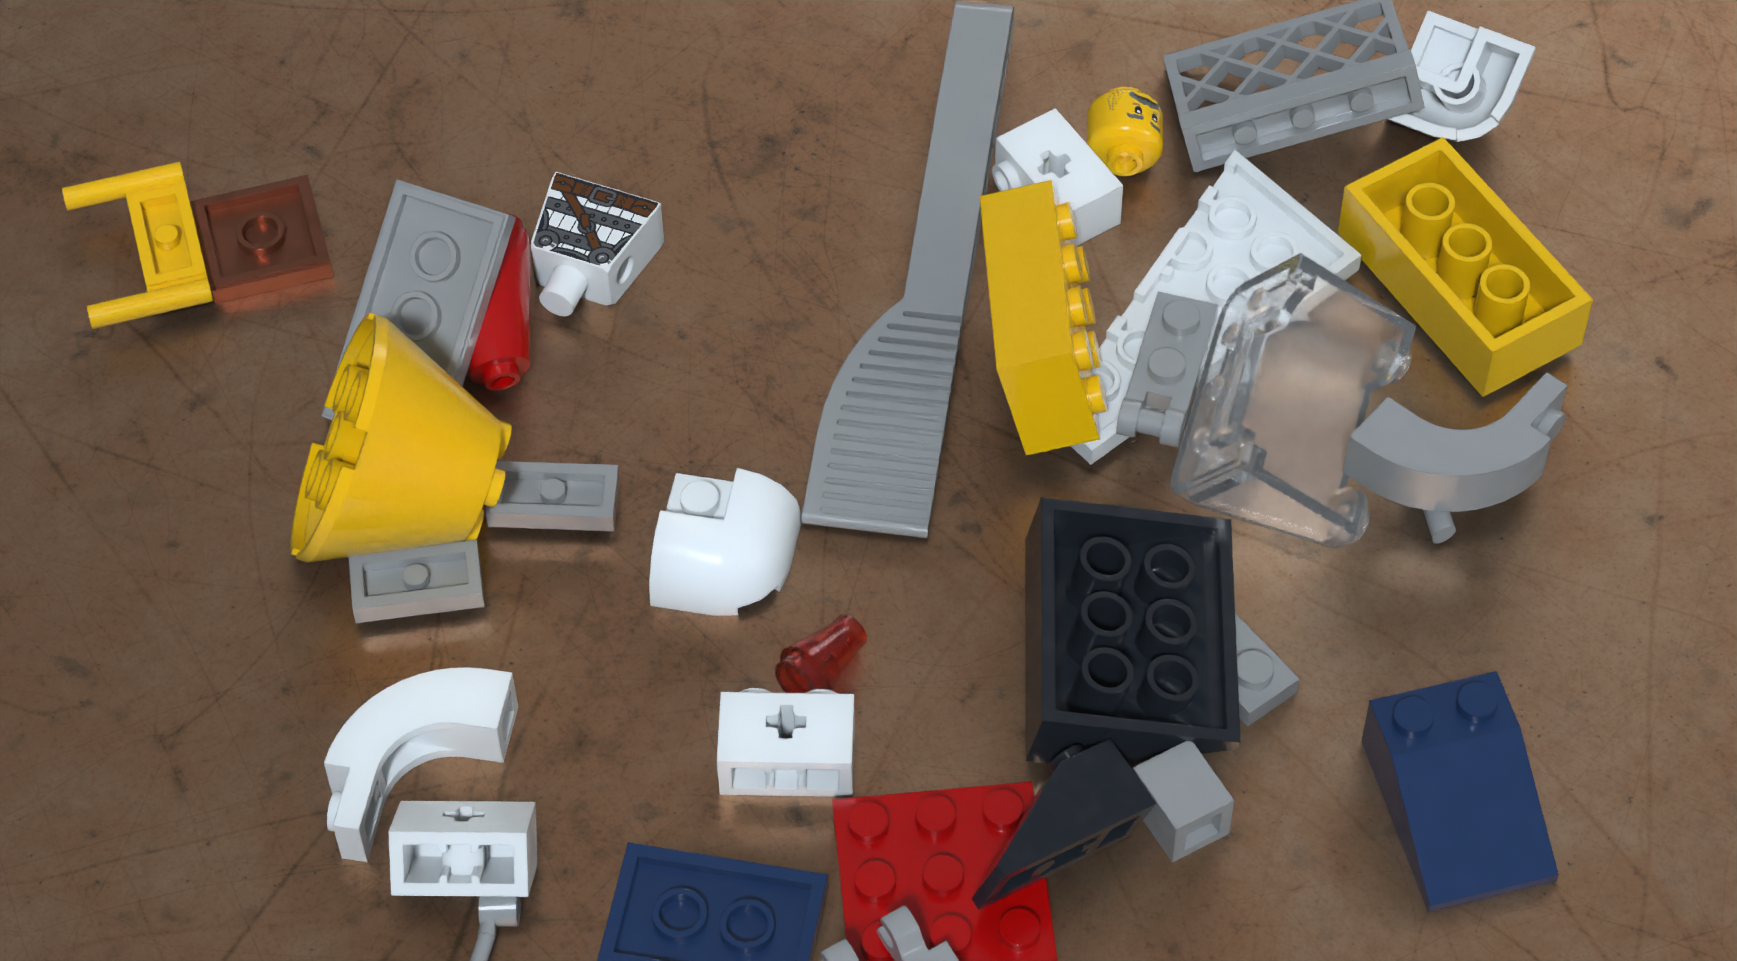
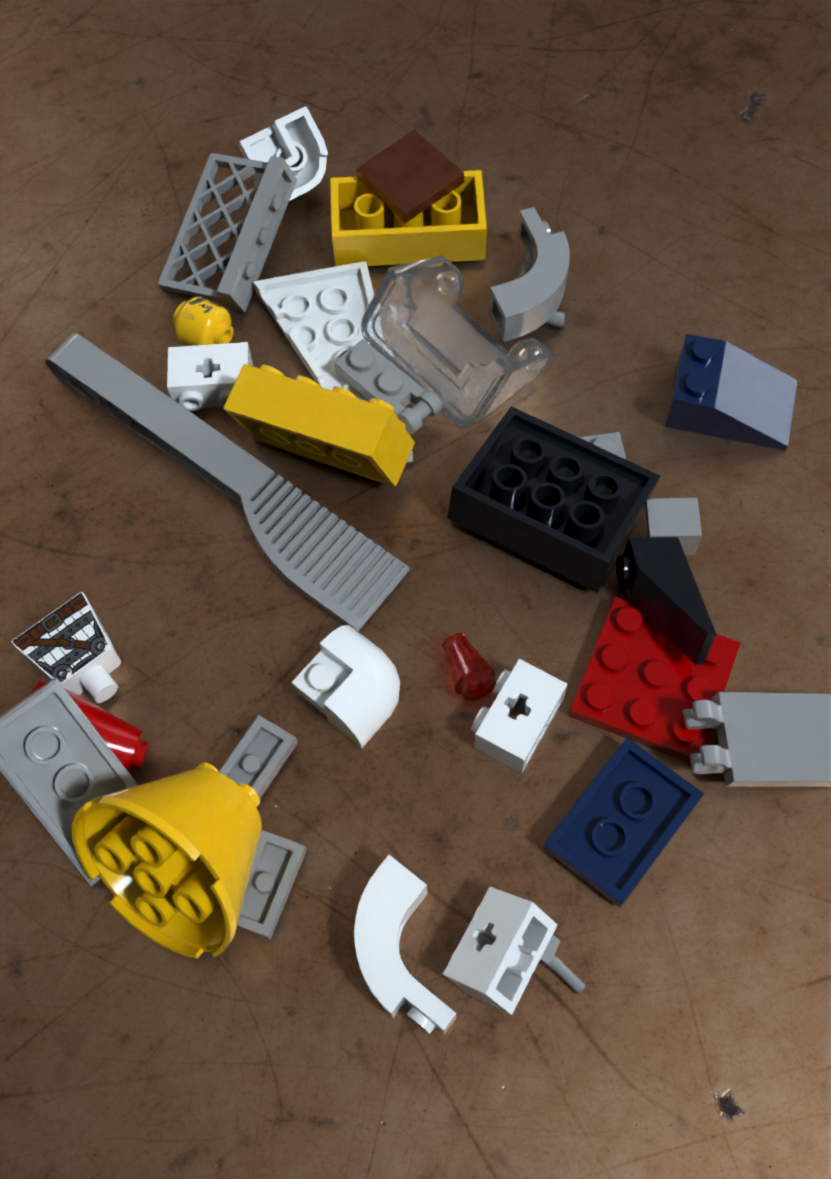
camera: 60 degrees left, 10 degrees up
(1509, 220) = (410, 175): none -> copper tile

